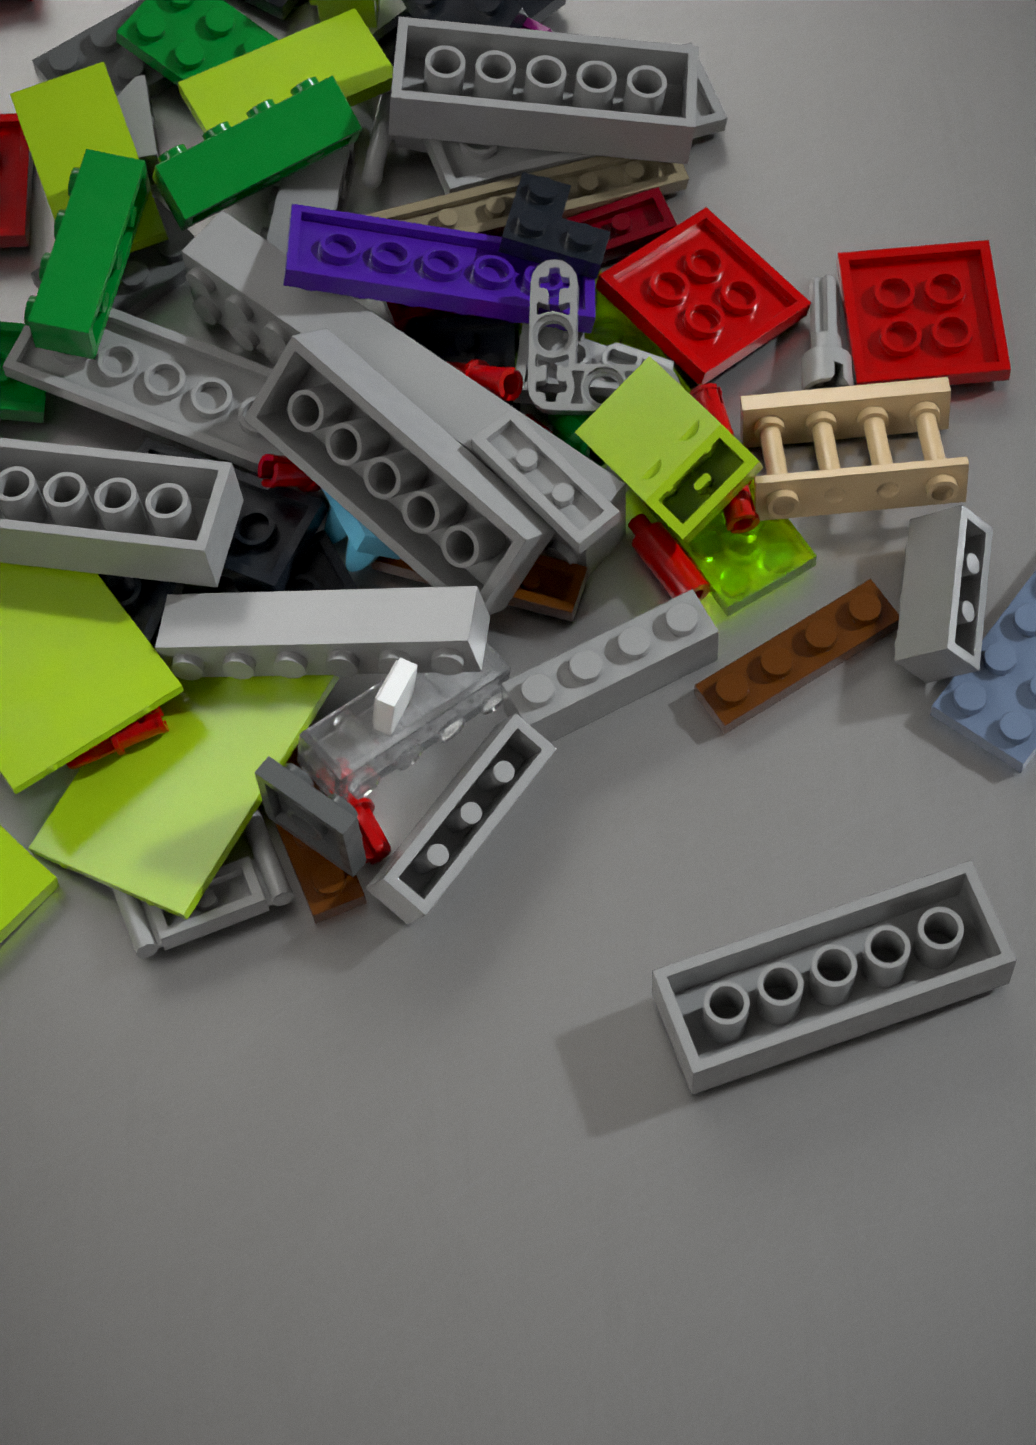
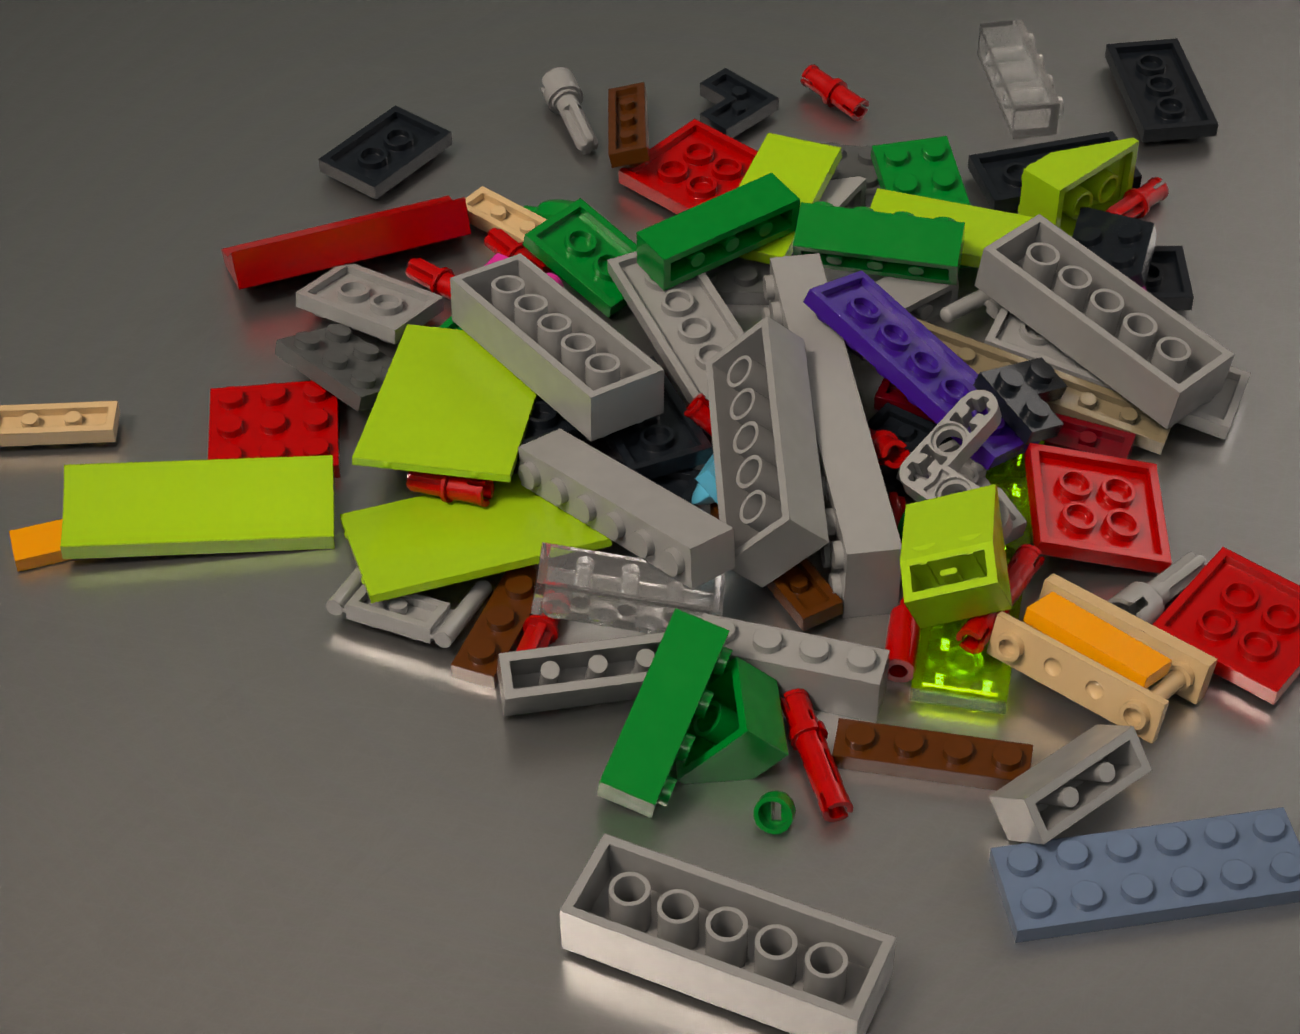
camera: 40 degrees right, 20 degrees down
(318, 821) = (500, 589): dark grey plate -> none
(394, 696) = (620, 560): white tile -> none
(545, 480) = (846, 505): light grey plate -> none
(574, 811) = (663, 714): none -> green brick
(616, 773) = (740, 731): none -> green slope
(699, 730) = (809, 739): none -> red pin
(741, 829) = (765, 811): none -> green hinge
(848, 440) = (1097, 639): none -> light orange tile

